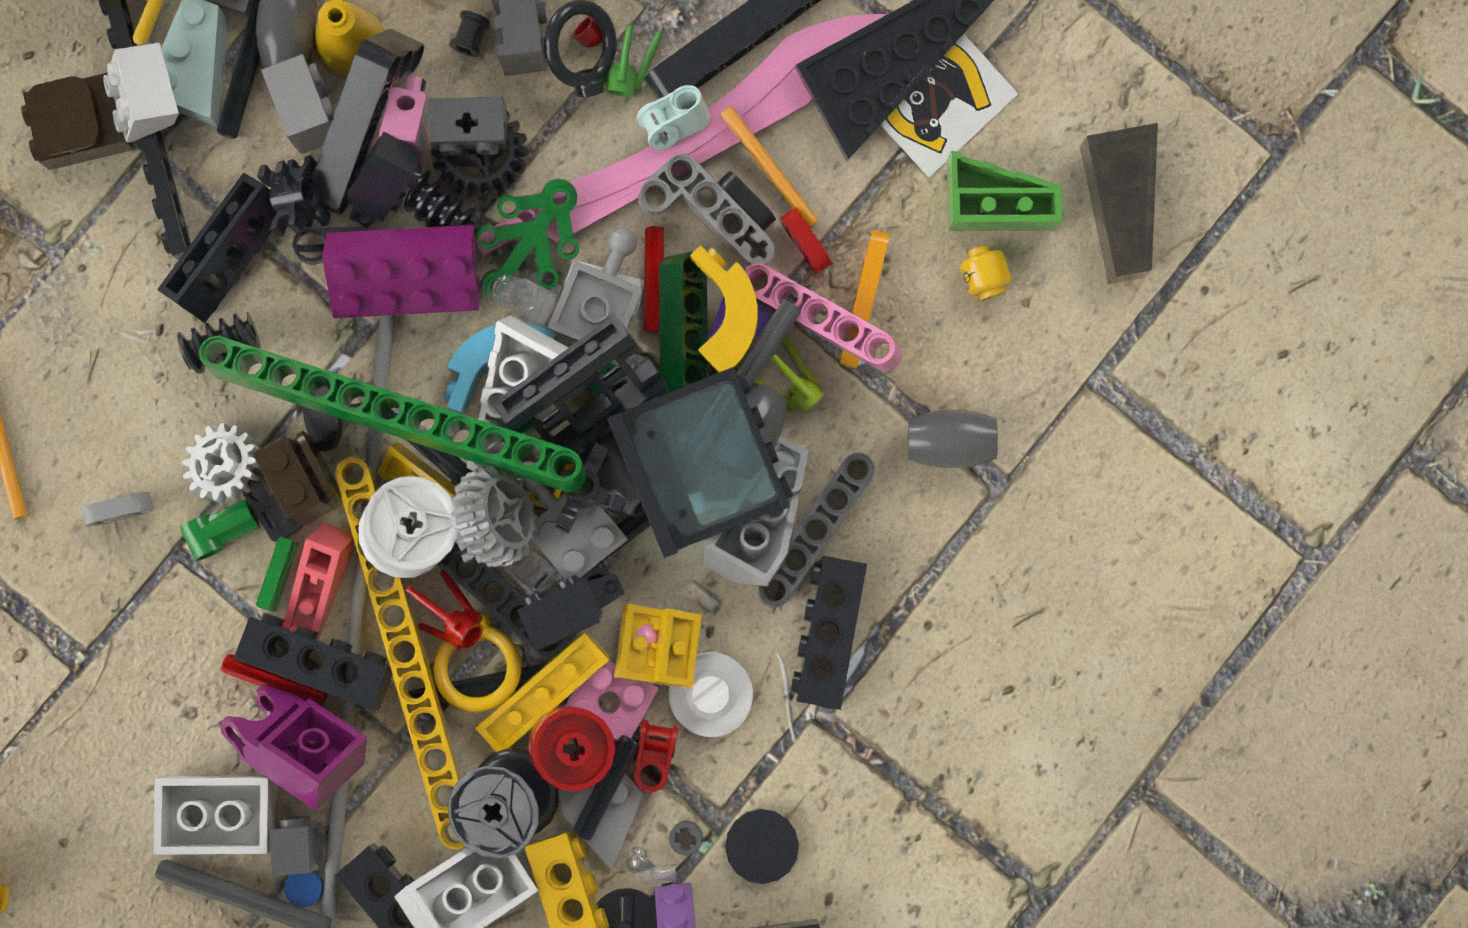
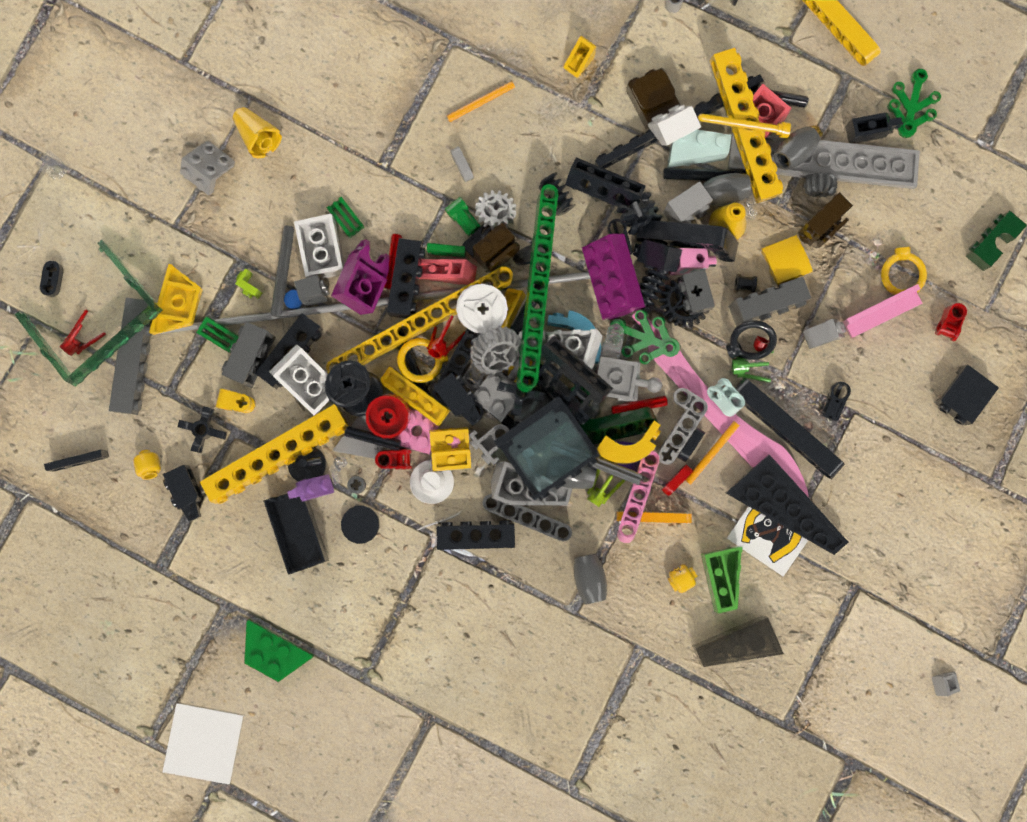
camera: 85 degrees right, 0 degrees up
(137, 768) = (336, 205): none -> green tile
(663, 573) = (487, 444): none -> light grey pin

